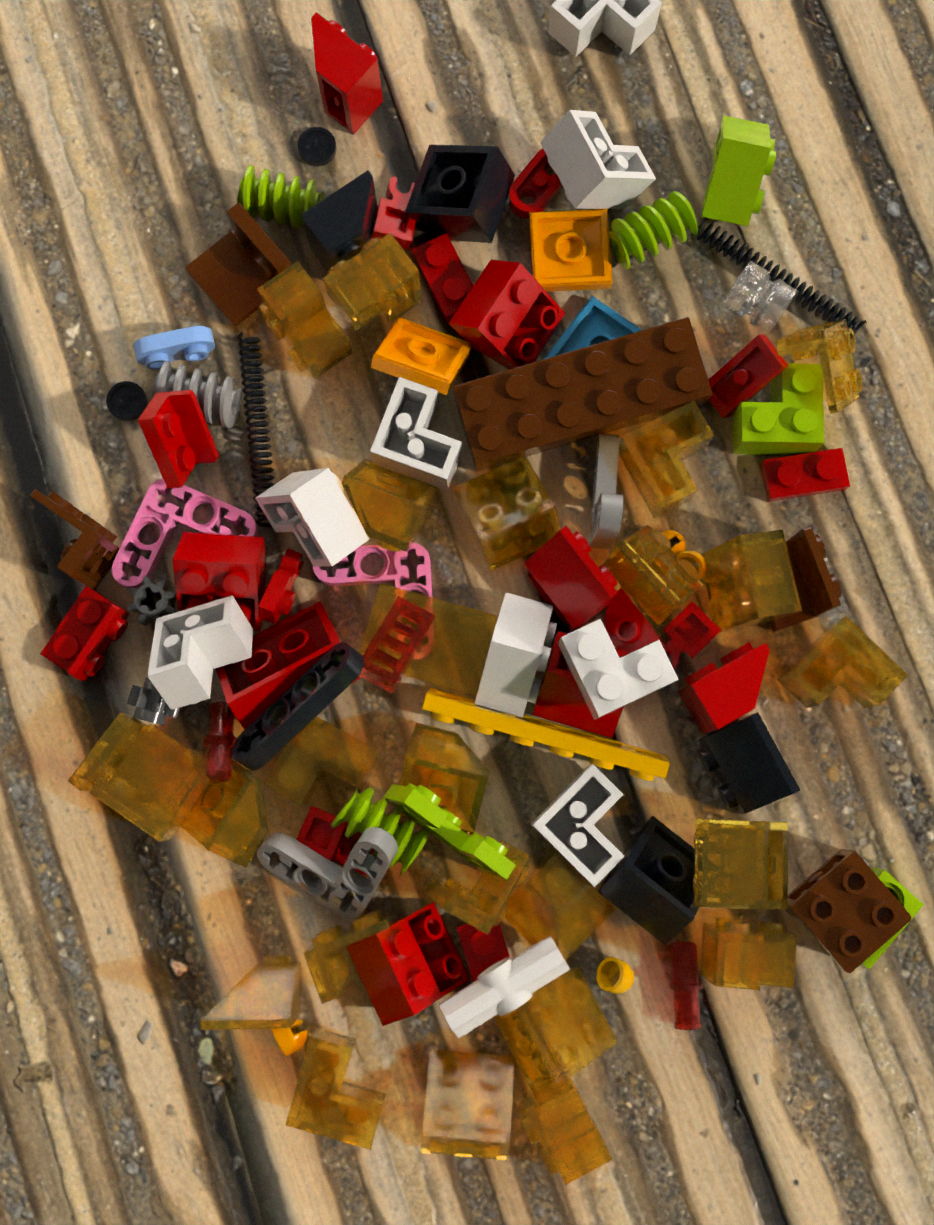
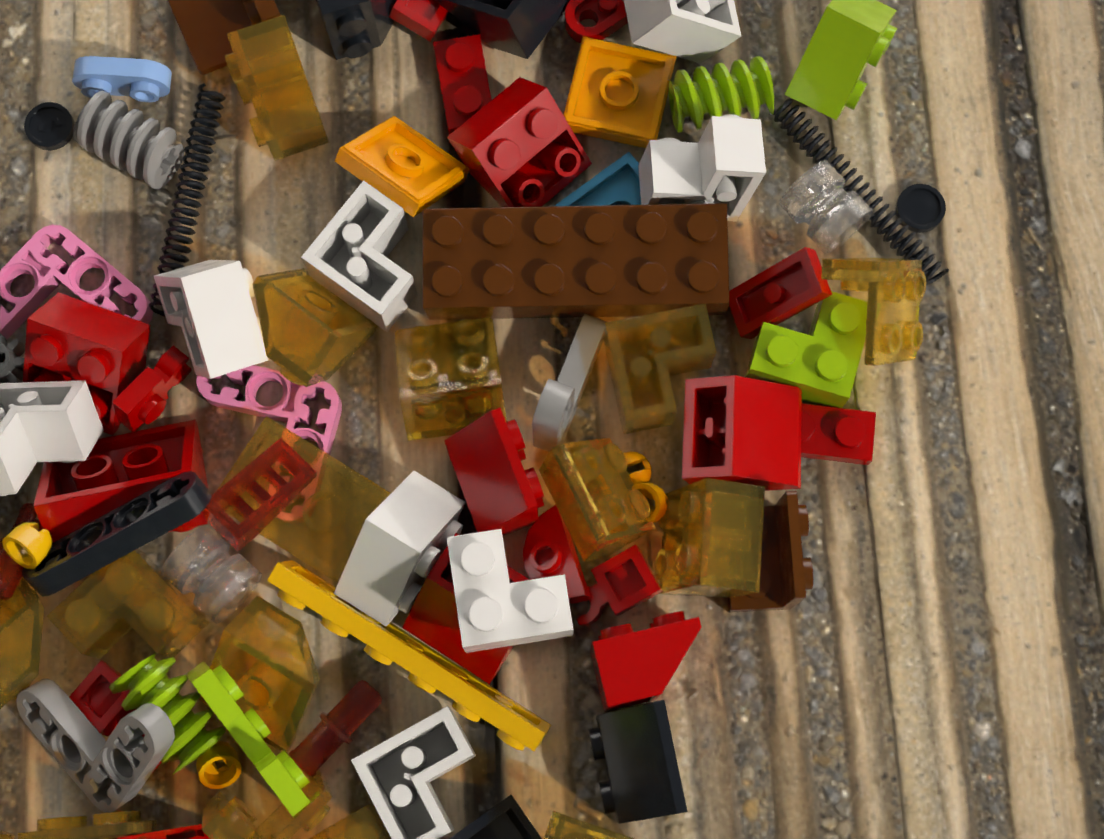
camera: 15 degrees right, 5 degrees down
(177, 435) = (84, 178): red bracket -> none
(231, 735) = (28, 545): none -> yellow hinge
(374, 283) = (369, 66): clear yellow brick -> none
(375, 715) = (205, 568): none -> clear wheel
(432, 864) = (224, 776): none -> yellow hinge
(507, 802) = (336, 727): none -> clear red axle
(670, 292) = (717, 169): none -> white brick
(749, 492) = (742, 432): none -> red slope
(829, 277) = (920, 207): none -> black piece
(845, 658) = (802, 667): clear yellow brick -> none

